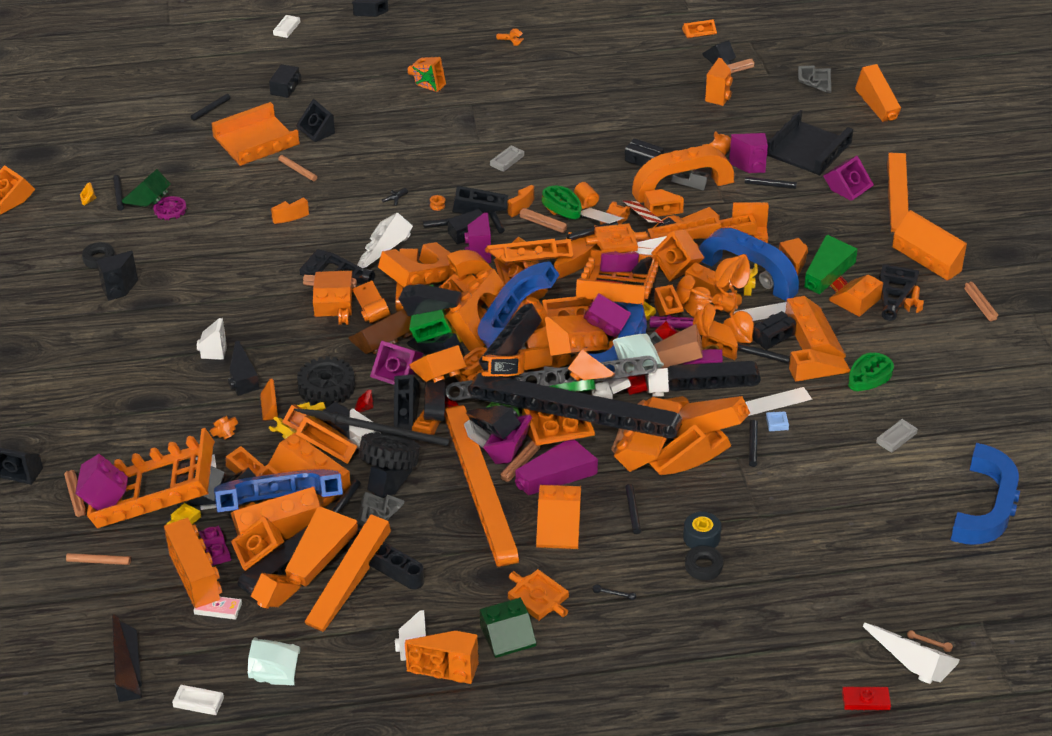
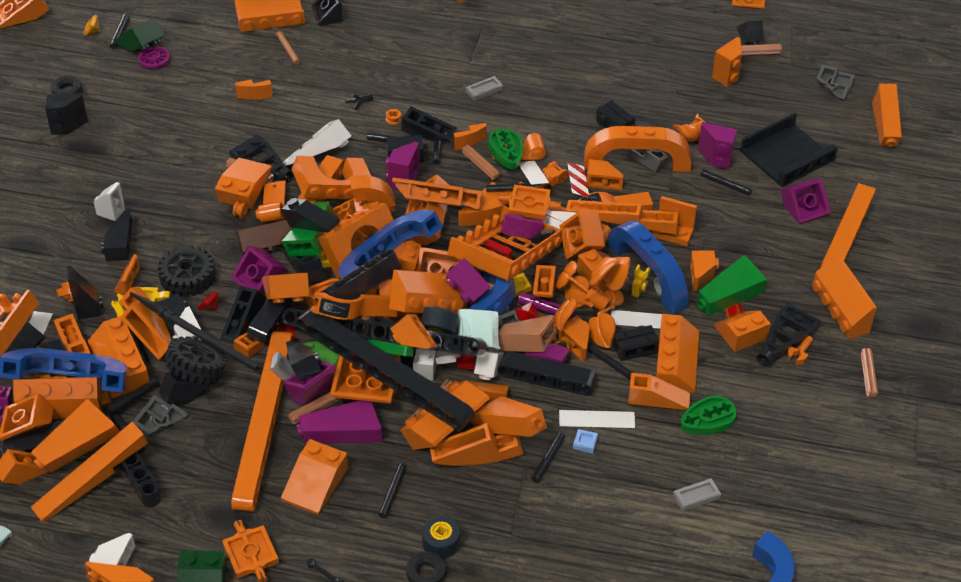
camera: 20 degrees right, 5 degrees up
(244, 428) = (84, 295): none -> black slope
(603, 350) = (439, 319): none -> black wheel

